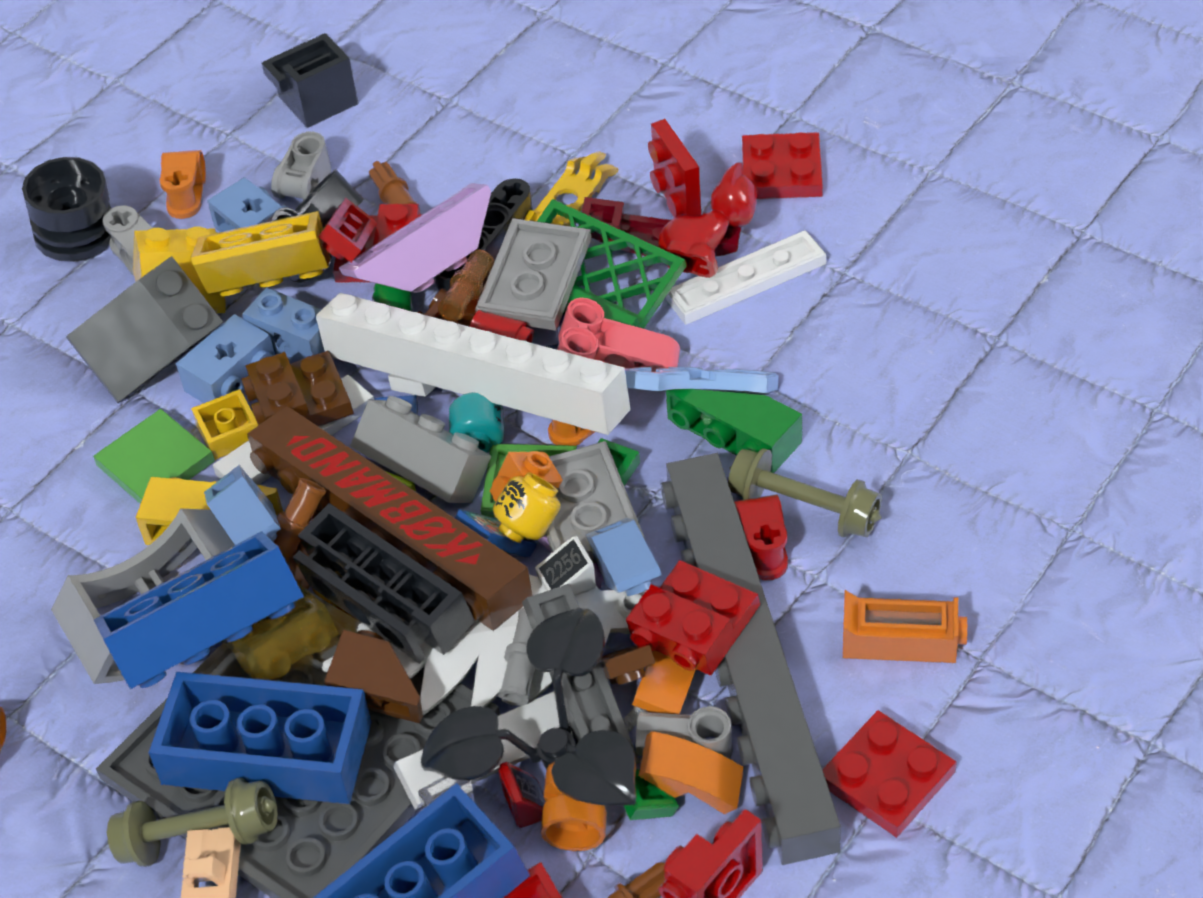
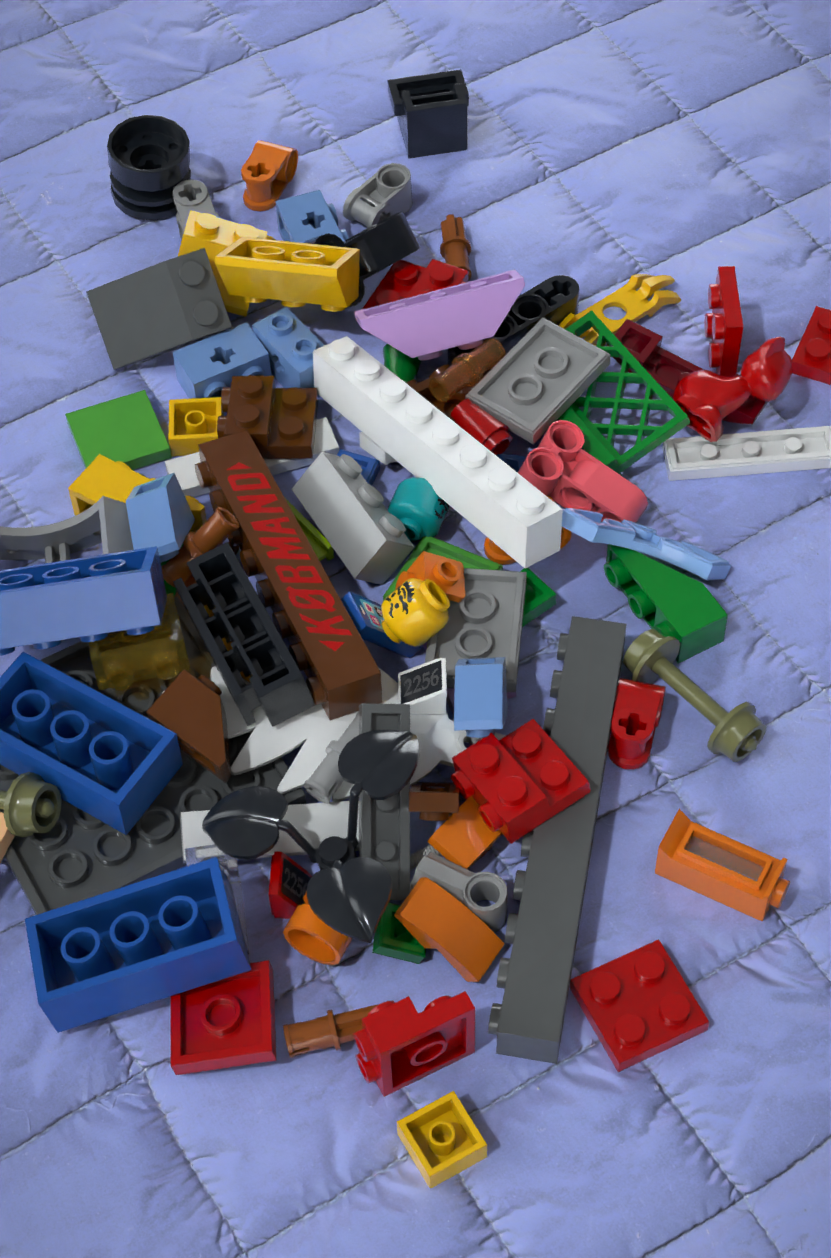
camera: 20 degrees right, 5 degrees up
(347, 231) = (379, 276): red plate -> none

